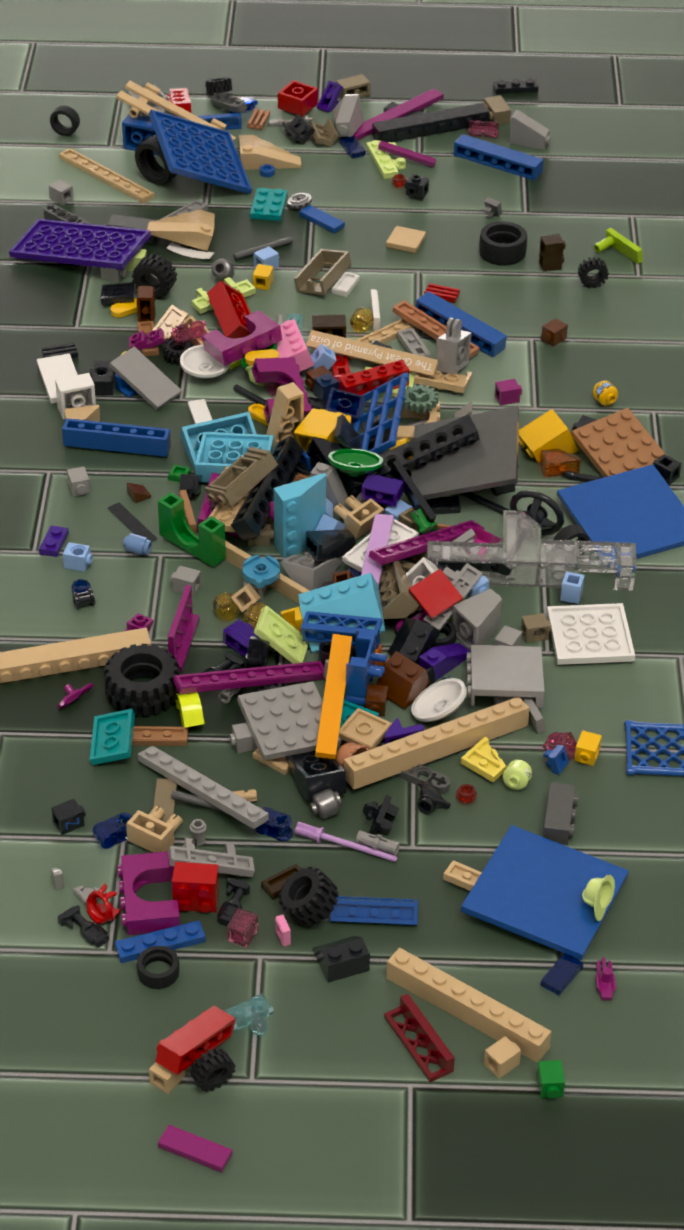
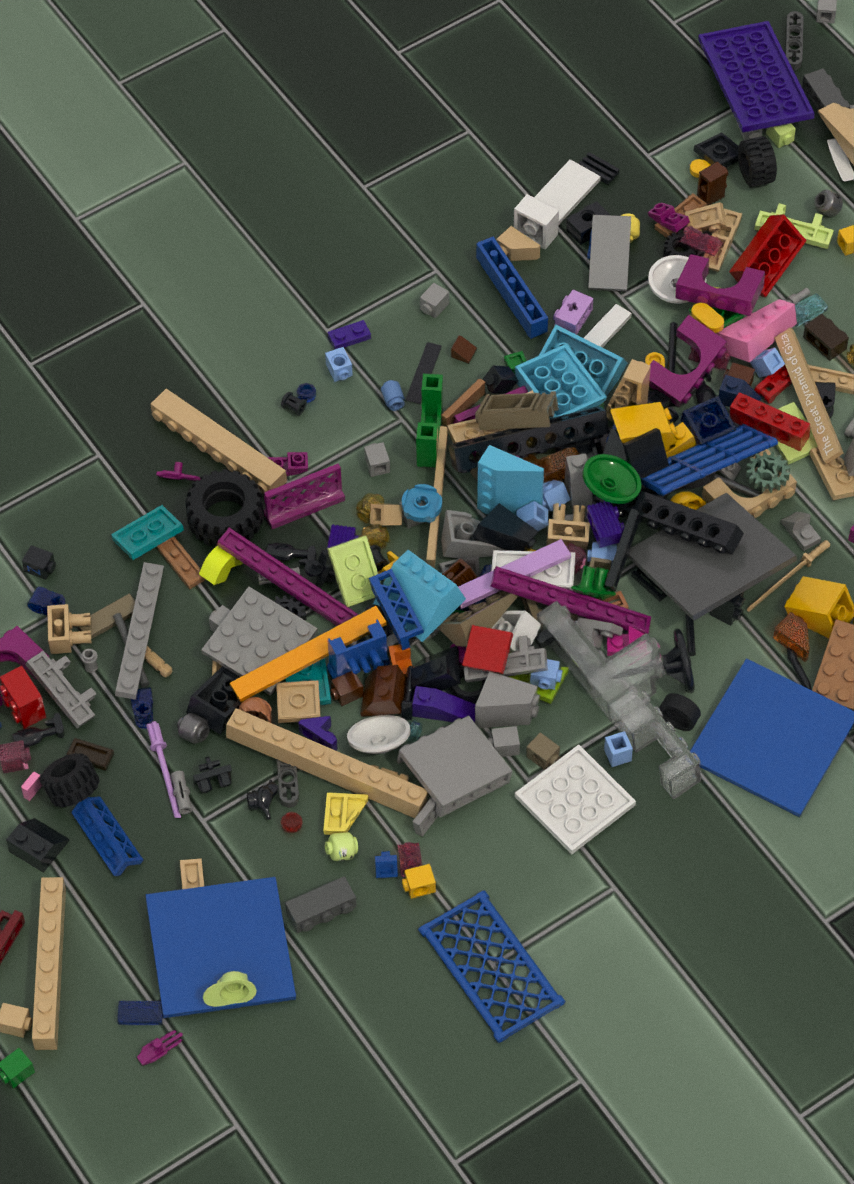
camera: 55 degrees right, 15 degrees up
(171, 418) = (574, 311): none -> lavender brick

